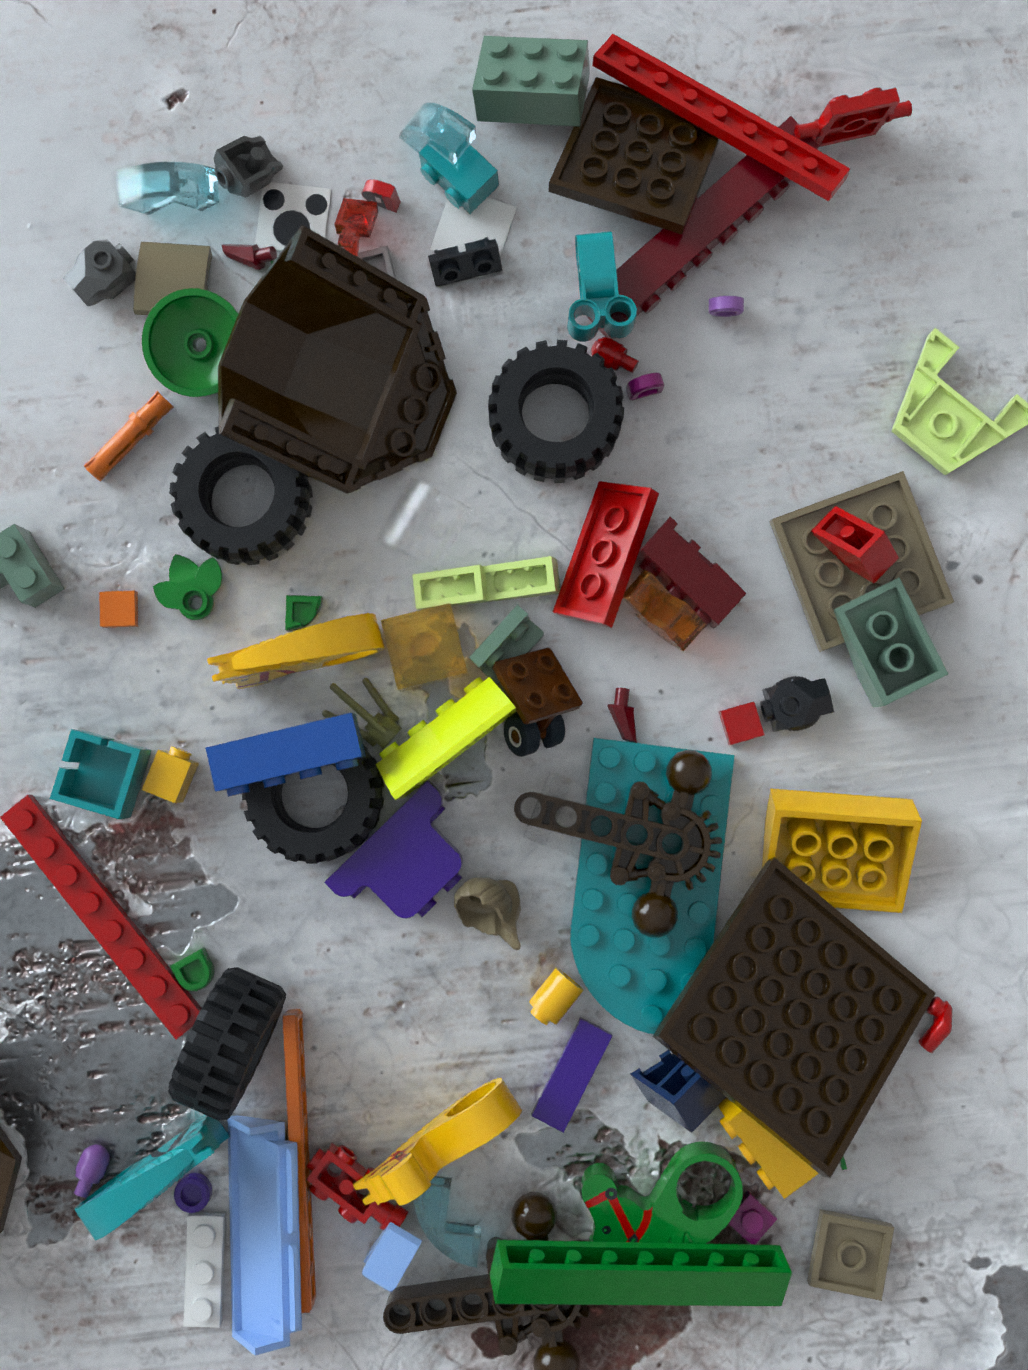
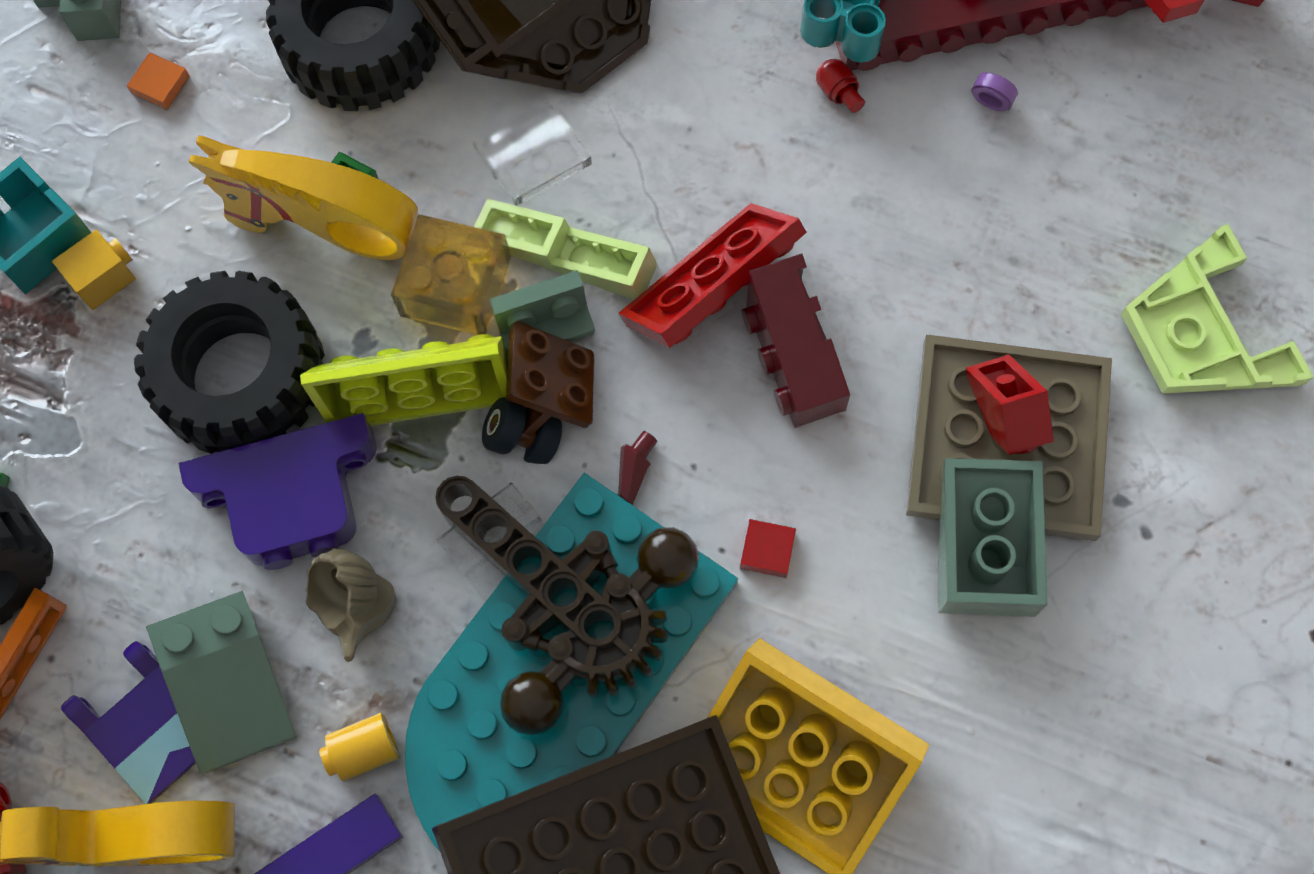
camera: 30 degrees right, 15 degrees down
(188, 582) = (245, 91): green plate -> none
(284, 753) = (220, 284): blue brick -> none
(381, 728) = (350, 335): olive plant -> none
(411, 1058) = (140, 732): none -> dark purple flag
(442, 1006) = (221, 682): none -> sand green slope
(564, 367) = (748, 54): black tyre -> none
(645, 386) = (858, 129): magenta tile -> none
(662, 612) = (739, 367): clear orange brick -> none
(796, 703) = (845, 556): black hand -> none

